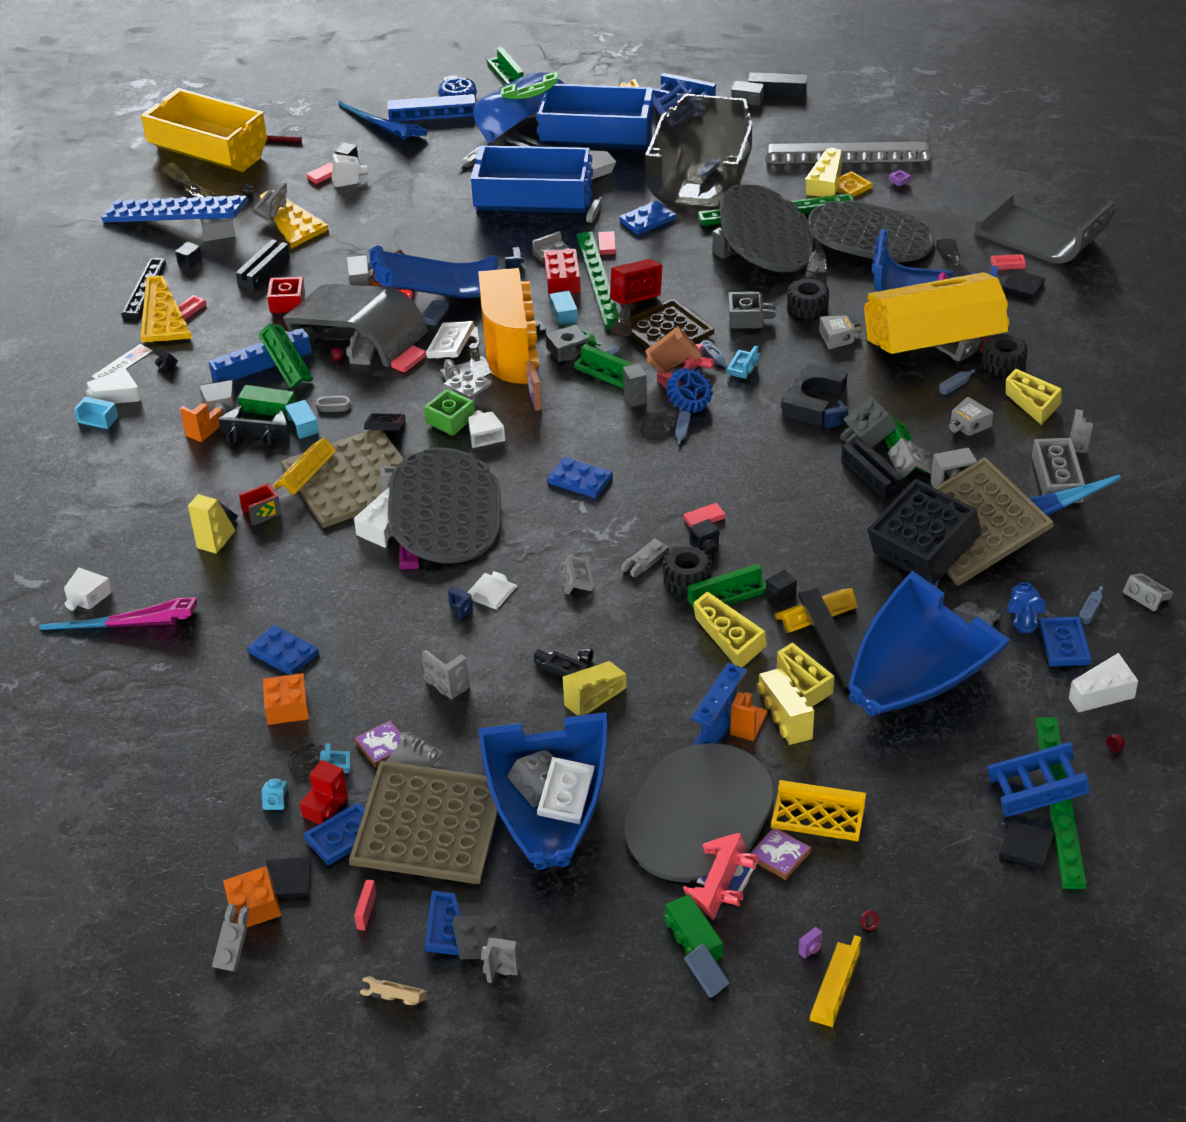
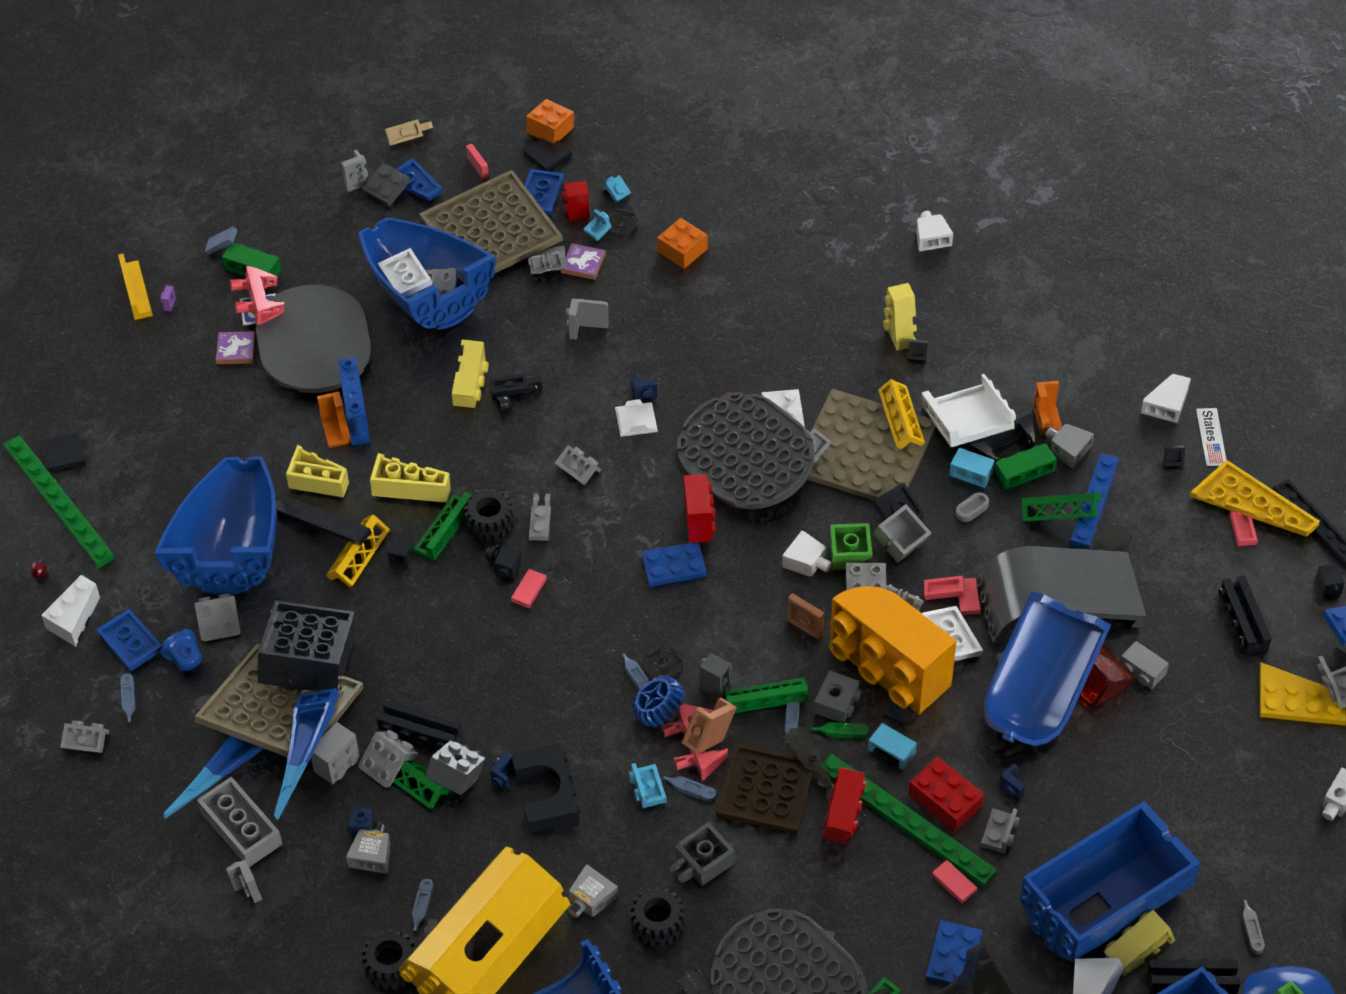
camera: 140 degrees right, 10 degrees up
(96, 412) = (1149, 371): medium azure panel -> none
(159, 614) = (854, 245): dark pink plate -> none
(231, 939) = (533, 93): light grey hinge -> none
(256, 443) = (969, 413): none -> white panel
(260, 503) = (901, 377): piece -> none
(283, 650) = (734, 281): blue plate -> none
(285, 294) = (1165, 584): red brick -> none
(407, 397) = (901, 533): none -> light grey piece
(418, 367) = (944, 587): none -> coral tile
(528, 479) = (699, 508): none -> red brick
(593, 211) = (1021, 924): light grey piece -> none
(787, 707) = (295, 431): light yellow wedge -> none
(820, 798) = (232, 395): yellow fence -> none
(864, 920) = (140, 337): dark red hinge -> none
(964, 471) = (309, 722): none -> blue plate
(969, 431) = (360, 819): none -> dark blue bracket
(1033, 395) = (324, 914): light yellow wedge -> none
(1041, 795) = (74, 474): blue fence -> none

